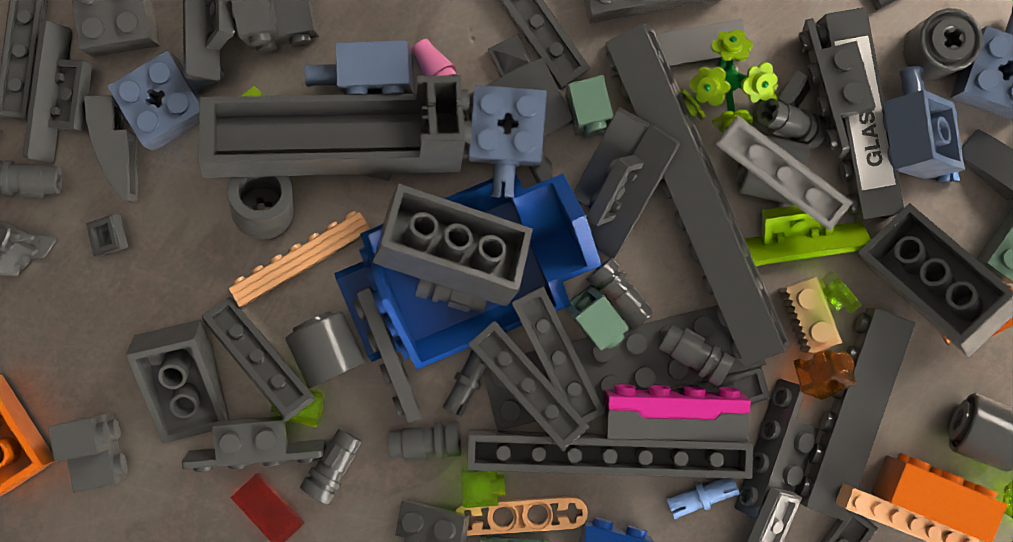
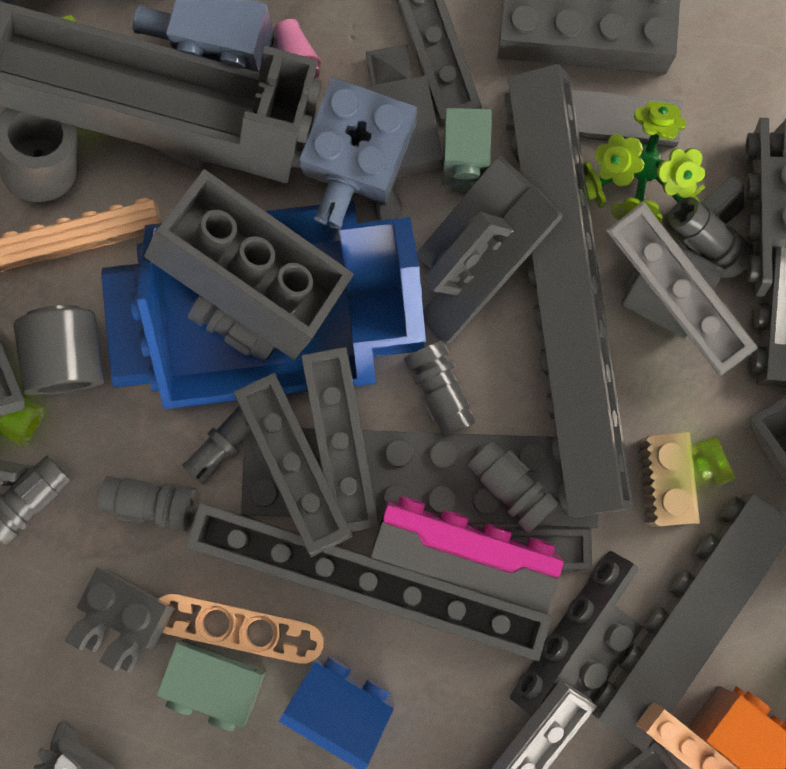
camera: 20 degrees right, 5 degrees down
(393, 368) = (136, 398): dark grey plate -> none
(481, 488) = (199, 576): clear neon green brick -> none
(597, 318) = (402, 407): sand green brick -> none
(702, 496) = (472, 670): light blue pin -> none
(795, 235) = (679, 376): lime bracket -> none
(825, 373) = (668, 557): clear orange brick -> none

